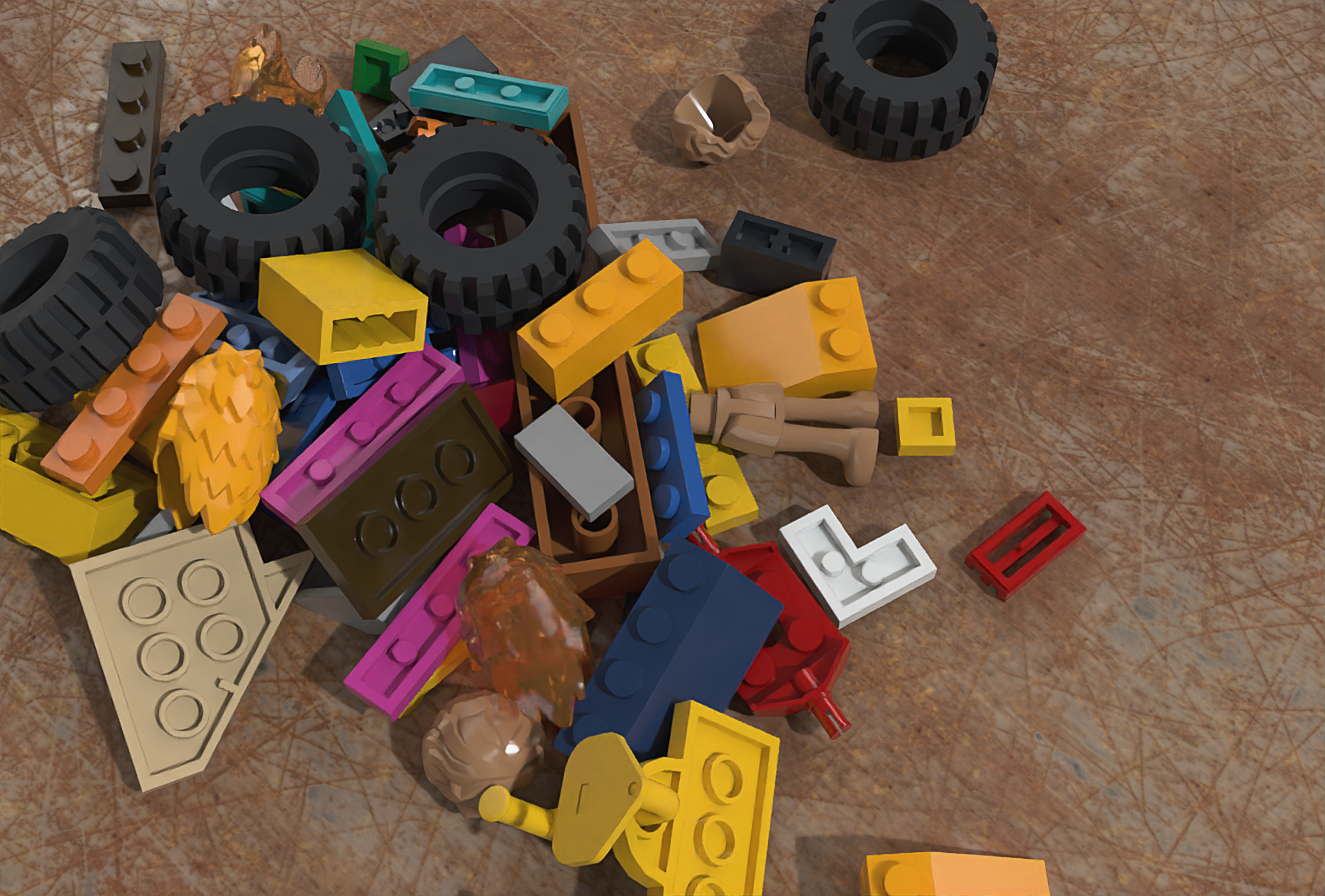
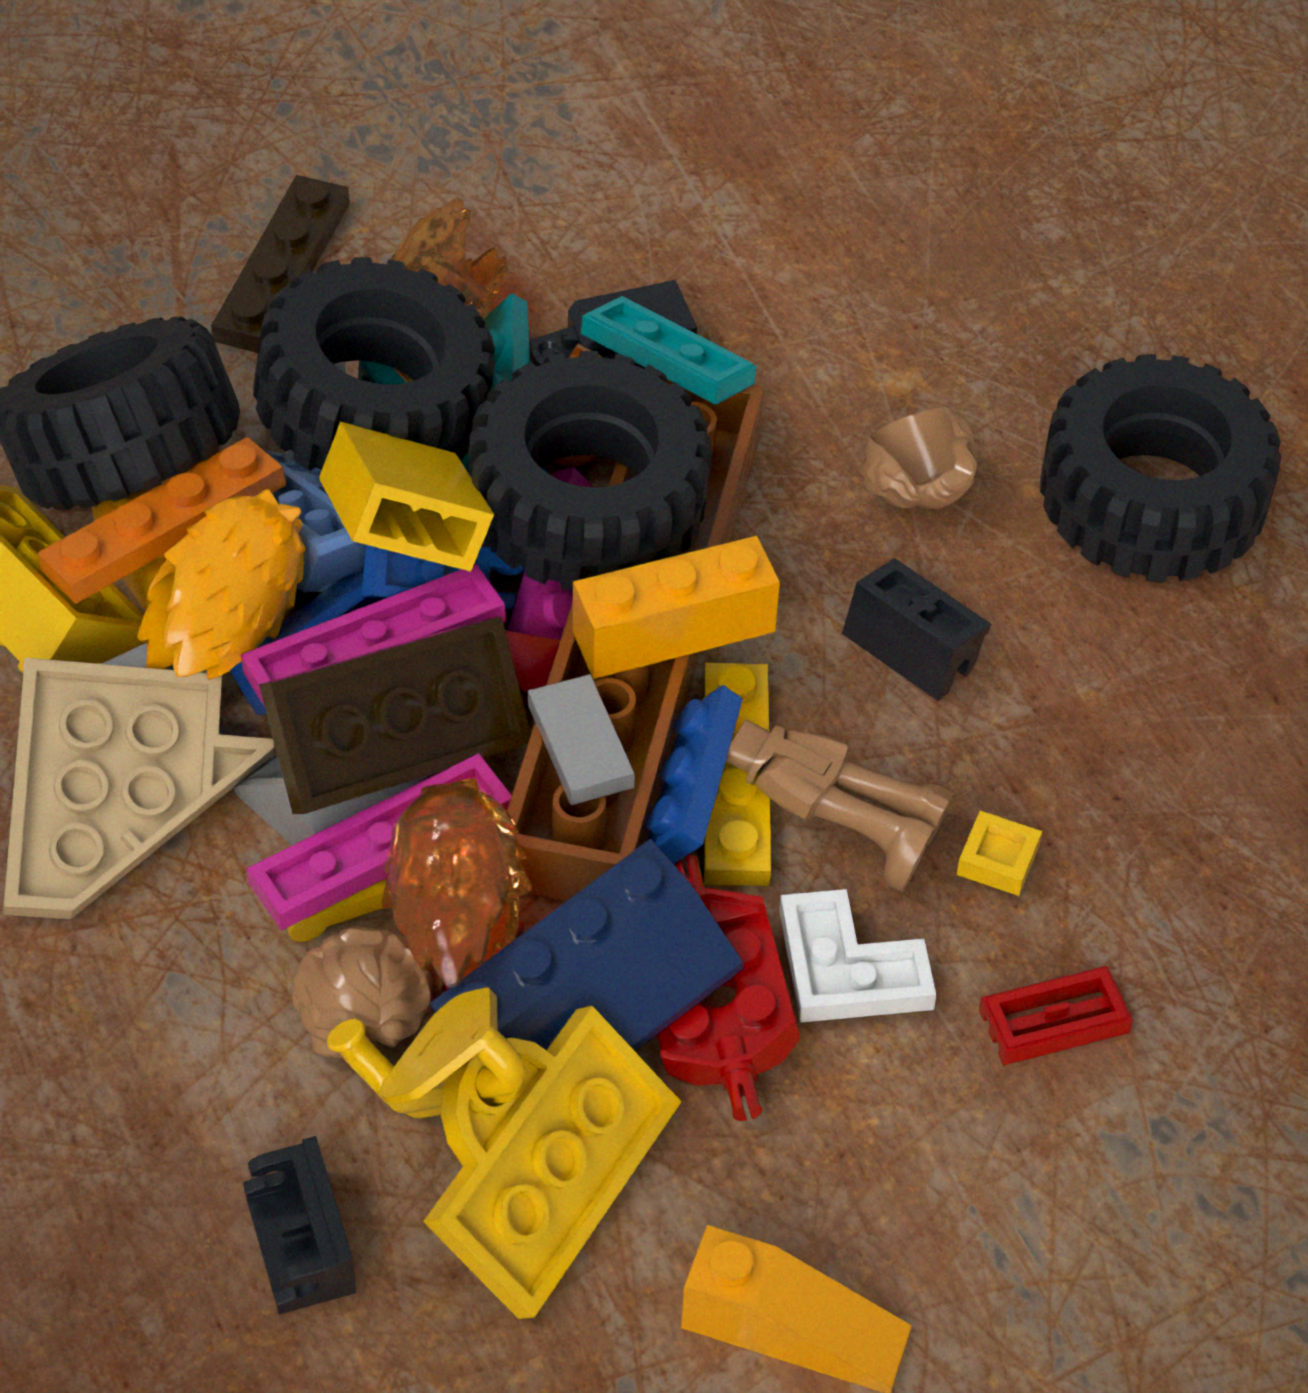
camera: 20 degrees right, 10 degrees down
(376, 66) = (564, 283): green tile -> none
(680, 240) = (803, 568): light grey plate -> none
(802, 337) = (896, 712): light orange slope -> none

